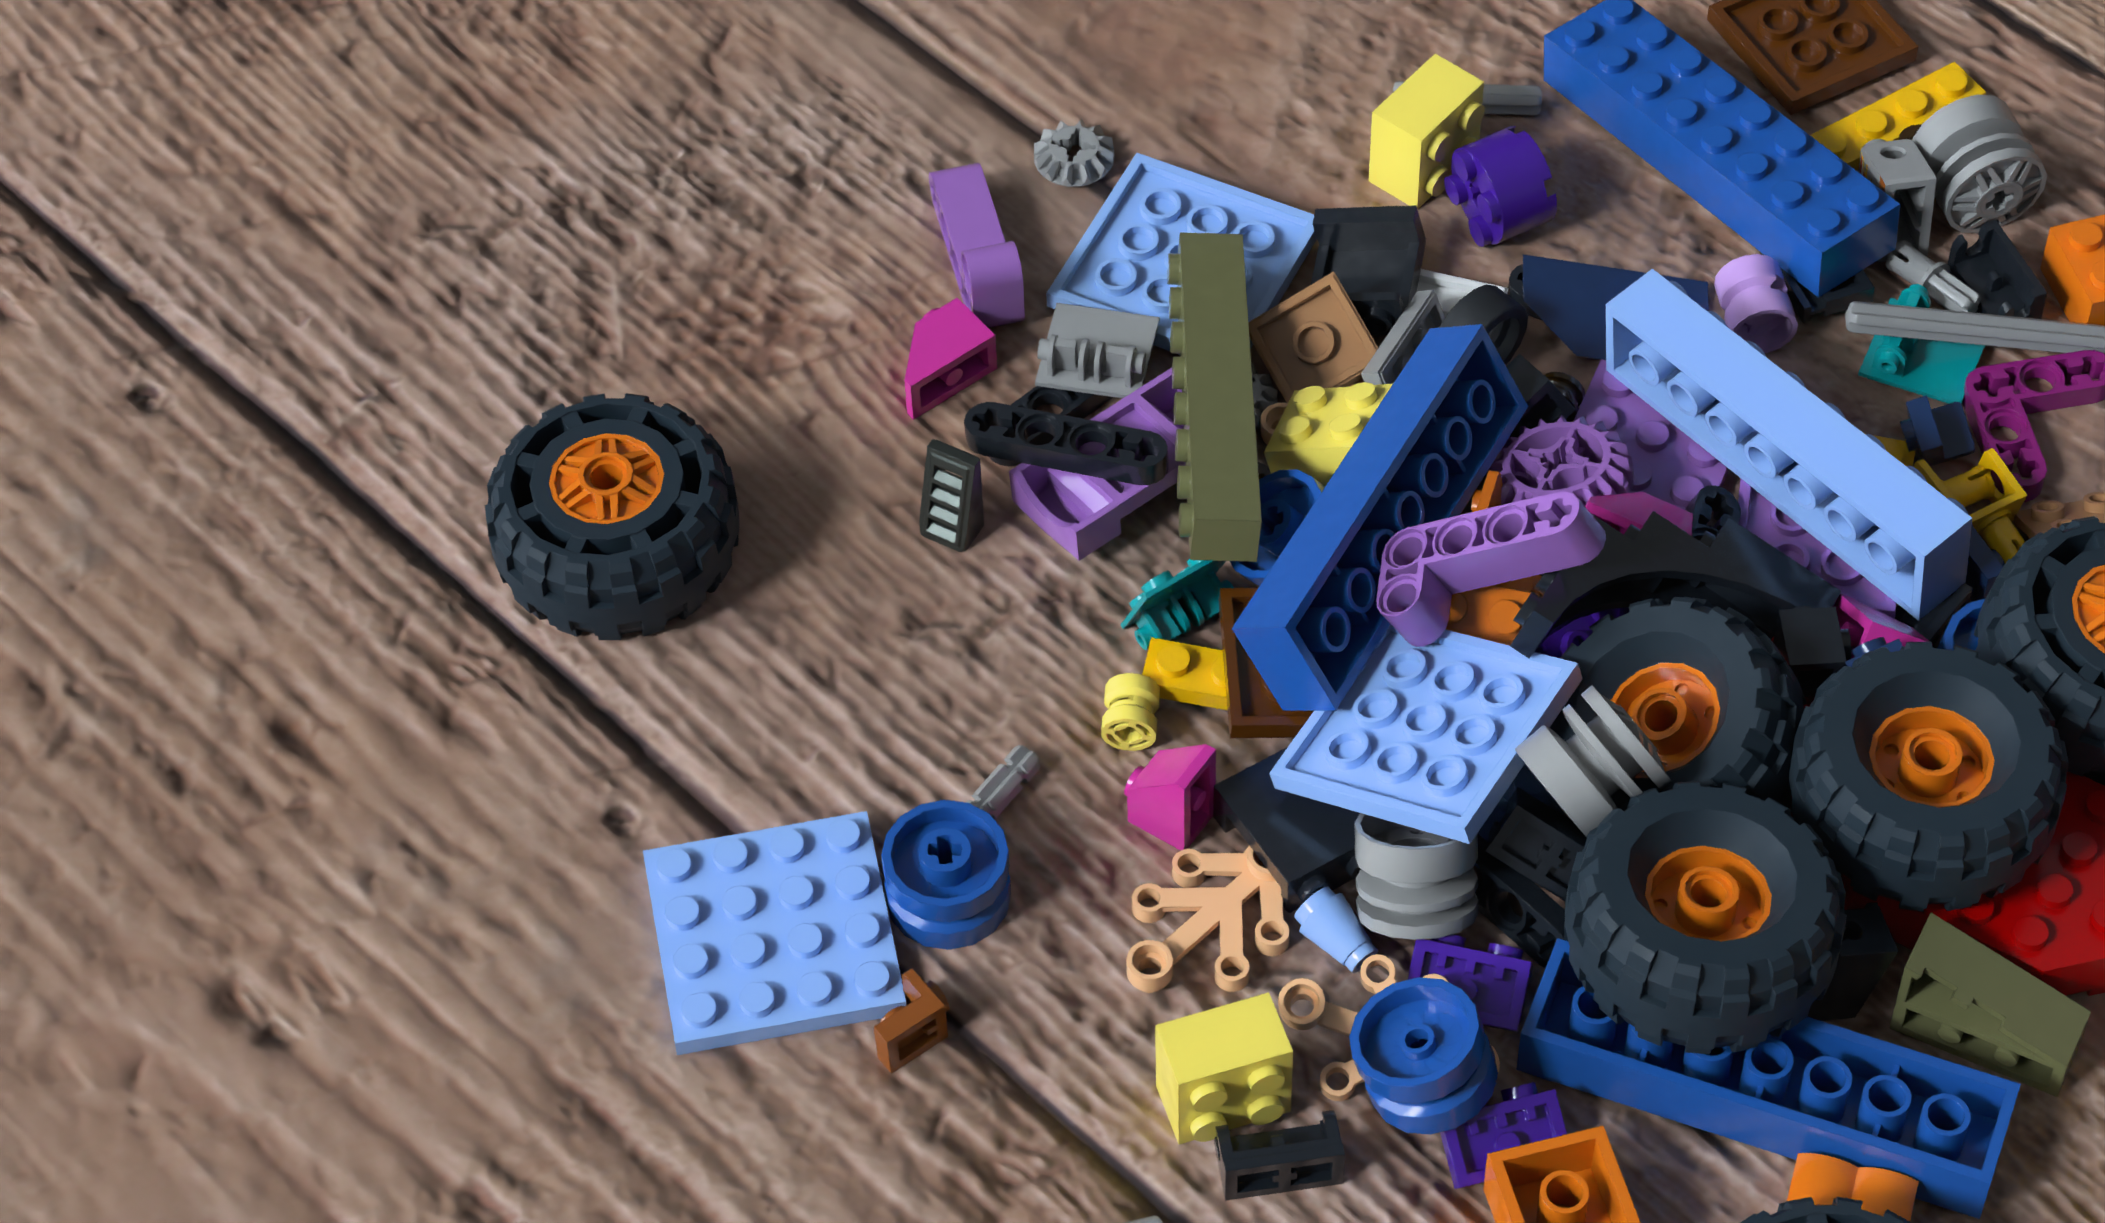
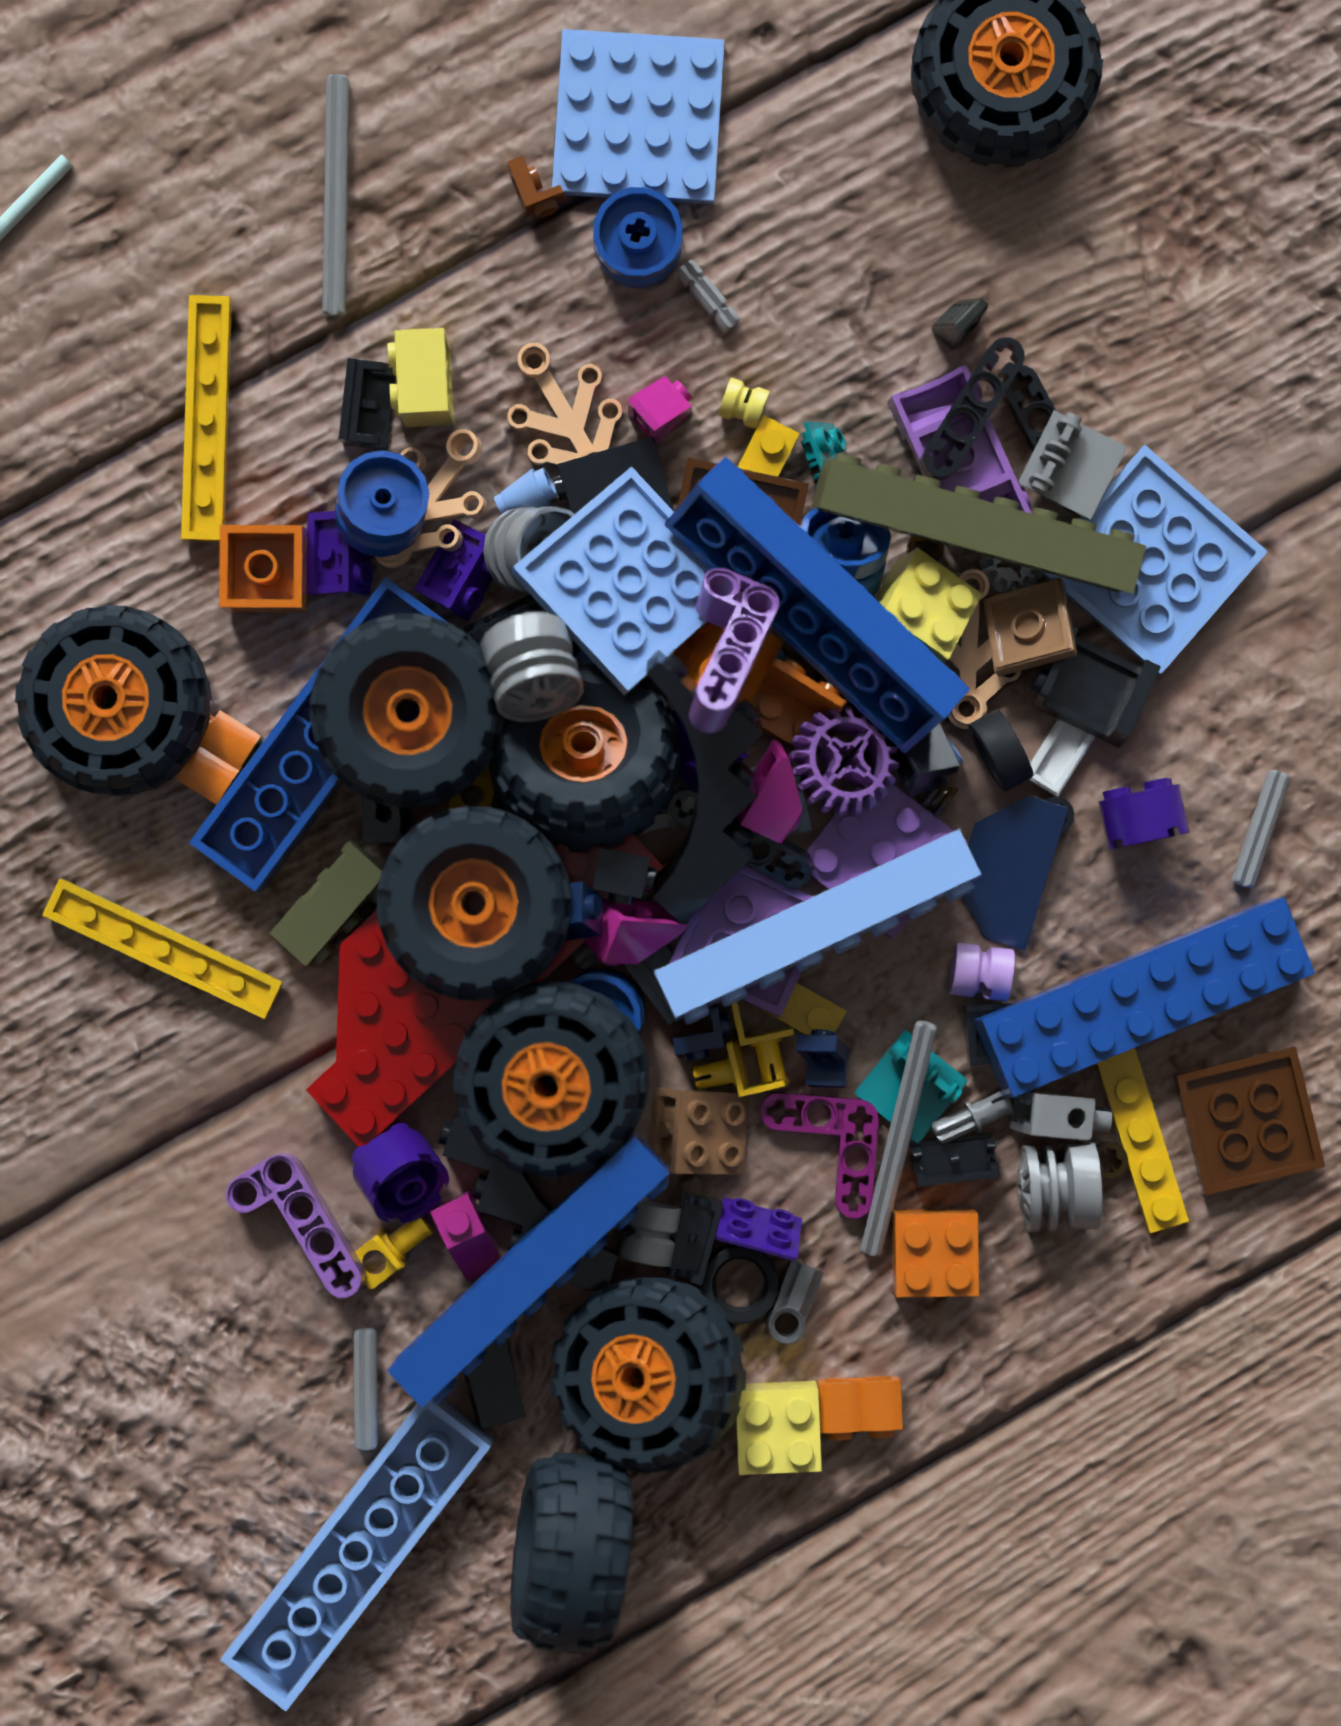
camera: 100 degrees right, 35 degrees up
(946, 356) = (1107, 353): dark pink slope -> none
(981, 259) = (1208, 405): medium lavender beam -> none
(1088, 165) = (1272, 513): light grey gear -> none
(1404, 337) = (1001, 691): light grey tile -> none
(1422, 128) = (1214, 775): light yellow brick -> none

